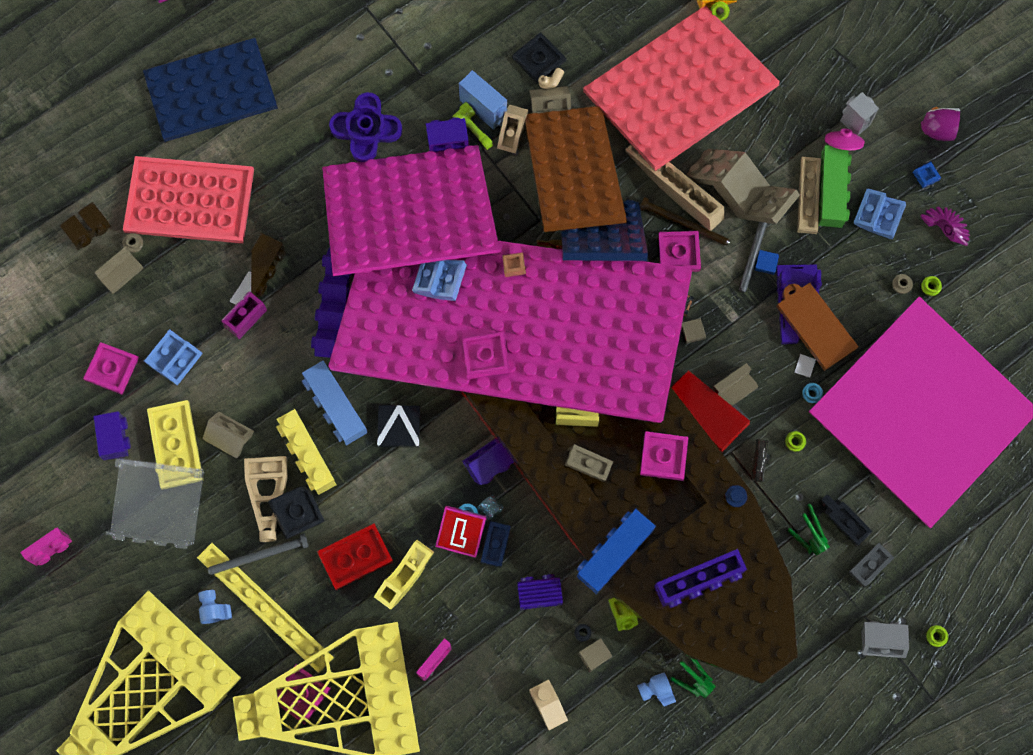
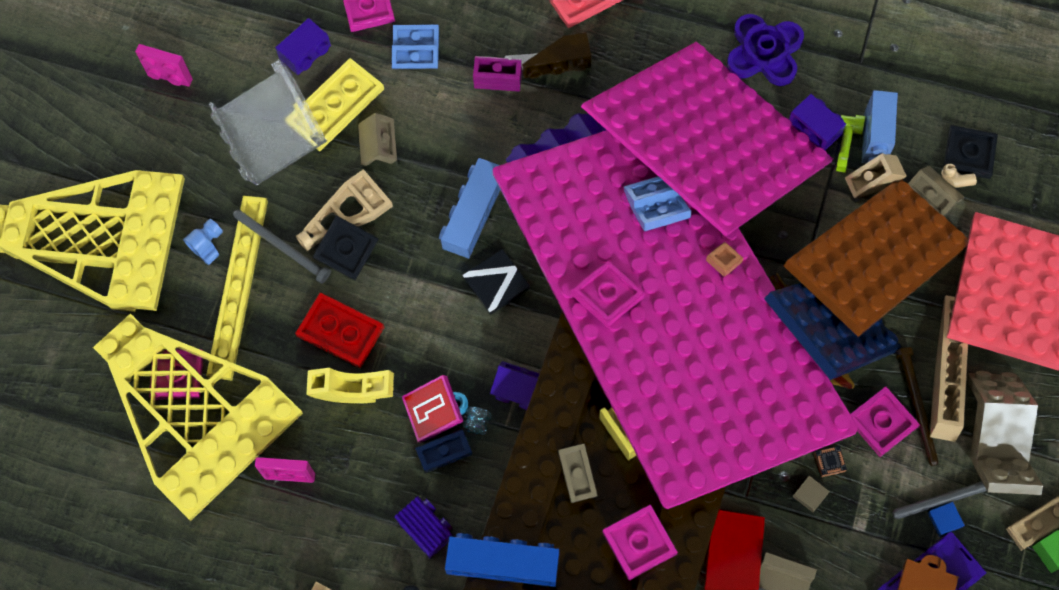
camera: 60 degrees right, 5 degrees down
(306, 451) = (408, 217): light yellow brick -> none

